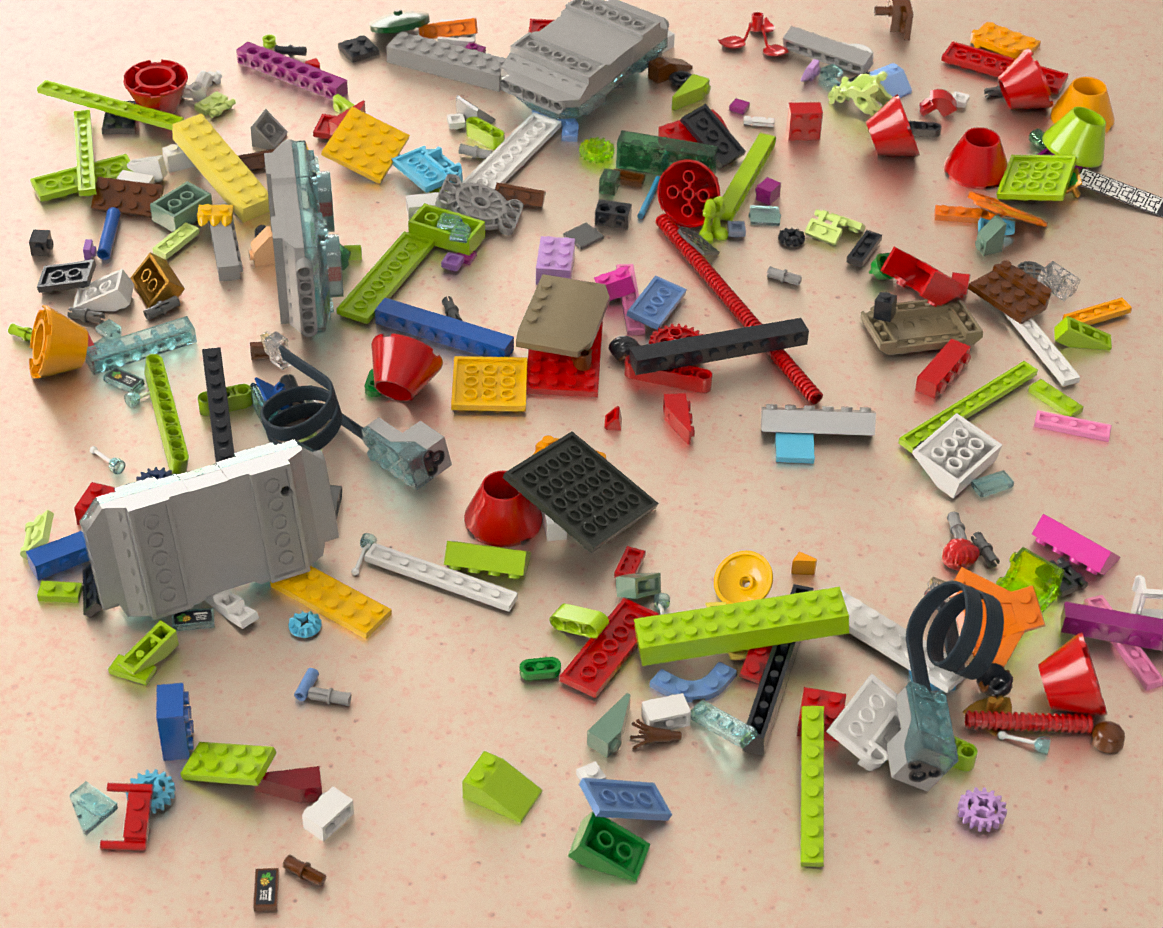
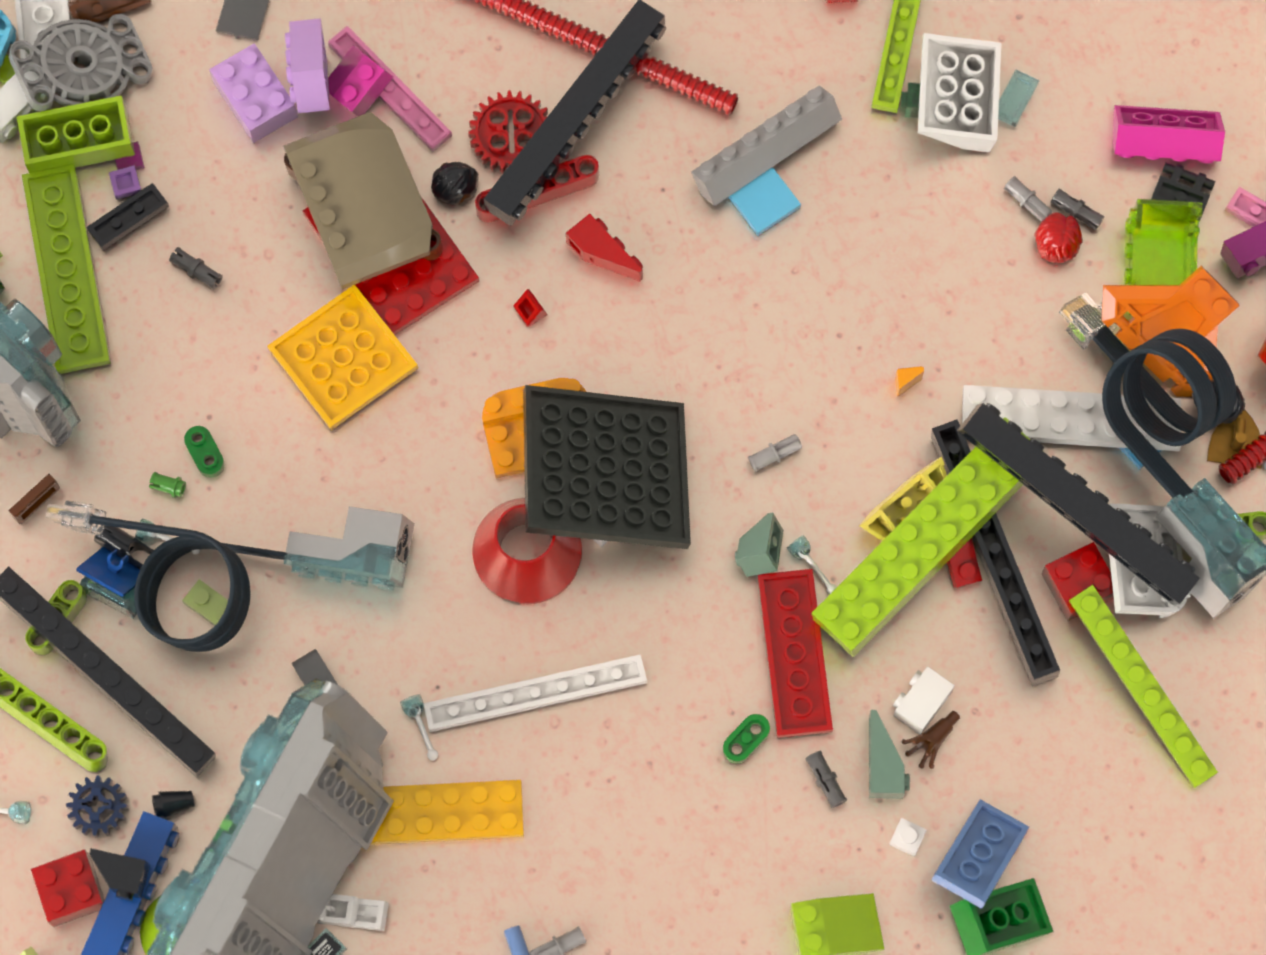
camera: 35 degrees left, 30 degrees up
(309, 629) = (437, 882): medium azure gear -> none
(343, 384) = (166, 484): none -> bright green pin
(402, 366) = (239, 426): red cone -> none
(439, 274) = (127, 216): none -> black plate
(443, 329) = (215, 310): blue brick -> none
(460, 231) = (88, 129): clear light blue tile -> none
(486, 558) = (564, 627): lime slope -> none
(568, 716) = (826, 779): none -> dark grey pin
(579, 620) = (739, 646): lime beam -> none
(592, 256) = (307, 66): none -> lavender brick
(630, 561) = (722, 517): red plate -> none
(656, 302) = (433, 78): medium blue plate -> none
(690, 553) = (775, 452): none -> light grey axle
(707, 687) = (922, 644): medium blue plate -> none
(723, 724) = (999, 677): clear light blue plate -> none
(737, 571) = (863, 473): yellow dish -> none
(848, 651) = (1079, 504): none -> black brick

